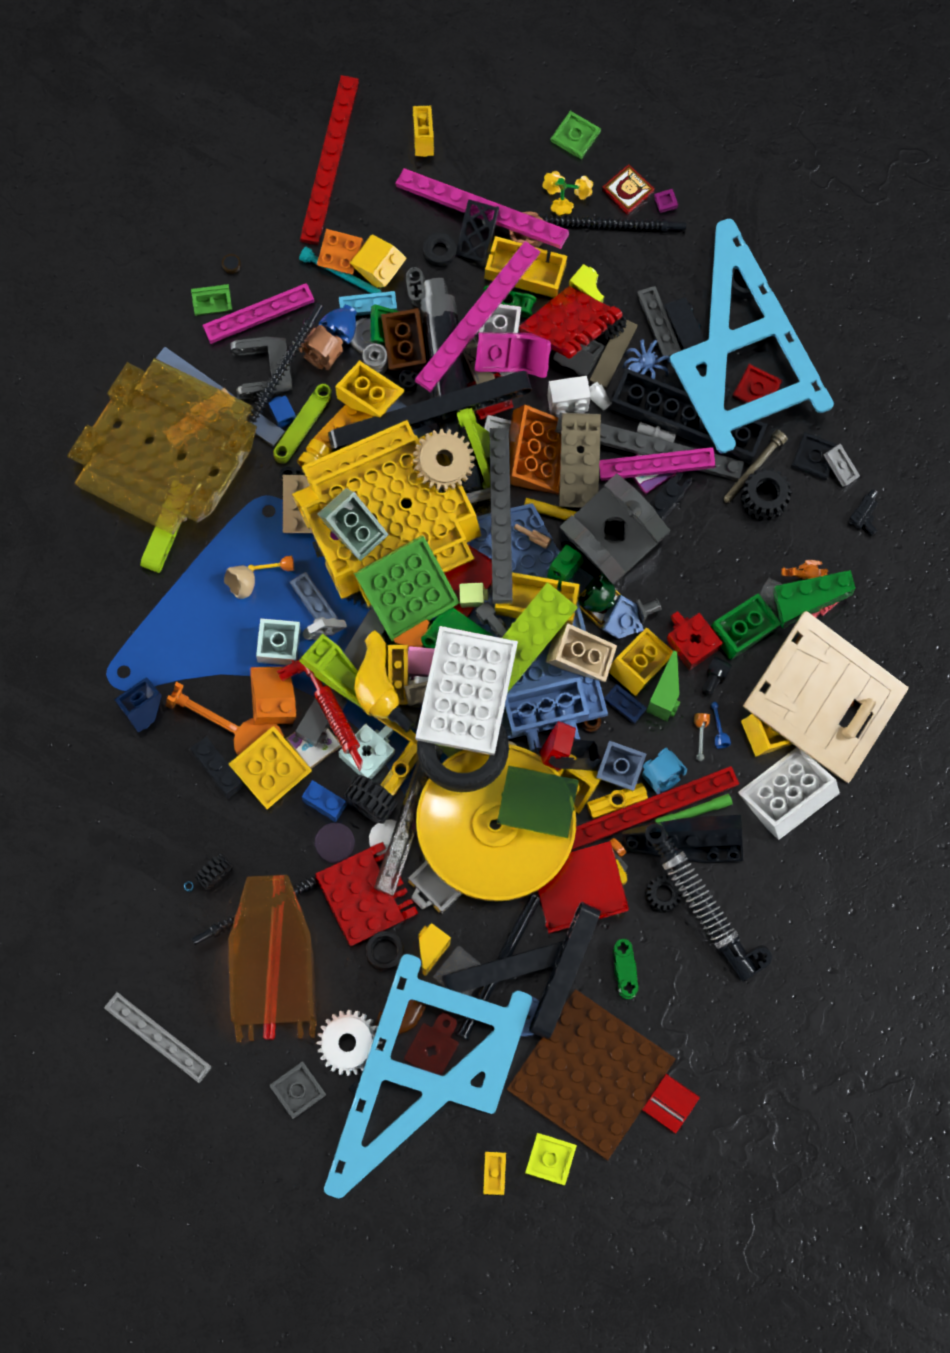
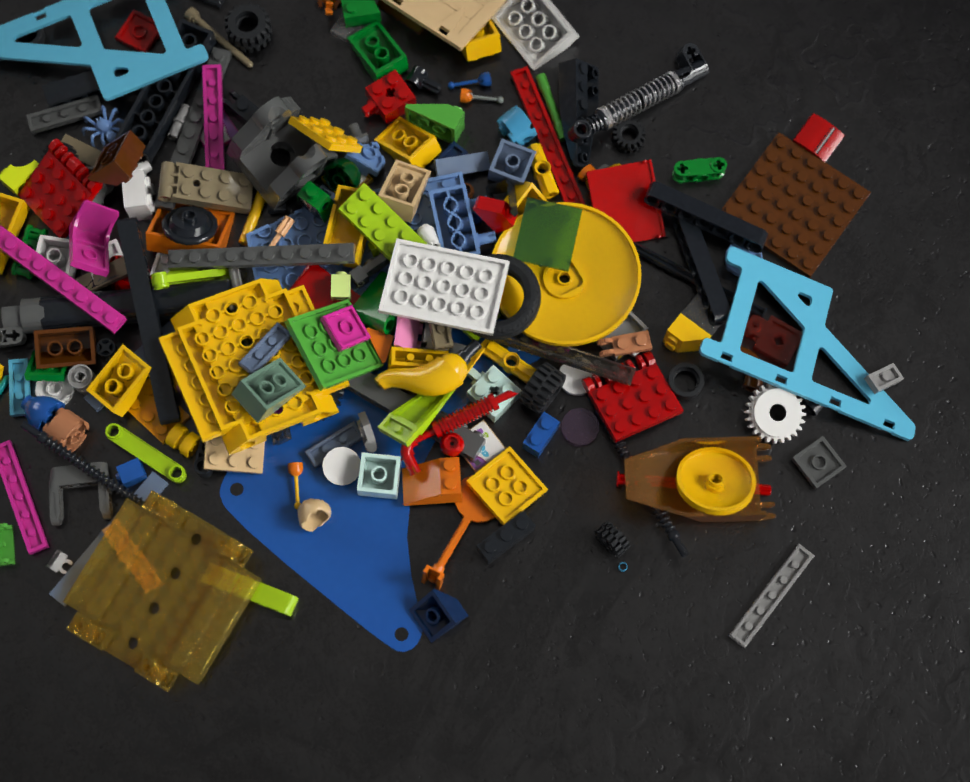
camera: 85 degrees left, 0 degrees up
(195, 351) = (57, 561): none -> light grey tile
(268, 970) = (715, 481): none -> yellow dish
(290, 605) = (341, 466): none -> white tile
(308, 715) = (453, 450): none -> red plate
(390, 1162) = (883, 378): none -> light grey plate
(396, 519) = (265, 349): none -> sand blue tile
(422, 887) = (626, 344): none -> nougat hinge
(424, 598) = (345, 328): none -> dark pink tile
(443, 475) = (205, 315): tan gear -> none
(494, 1173) = (887, 288): yellow plate -> none
(530, 679) = (428, 234): none -> white cone
(536, 446) = (189, 225): none -> black piece
(550, 1159) = (872, 240): neon yellow plate -> none
(597, 371) = (118, 160): none -> reddish brown slope
(619, 716) = (466, 163): none -> sand blue tile
(635, 570) = (325, 134): none -> yellow plate

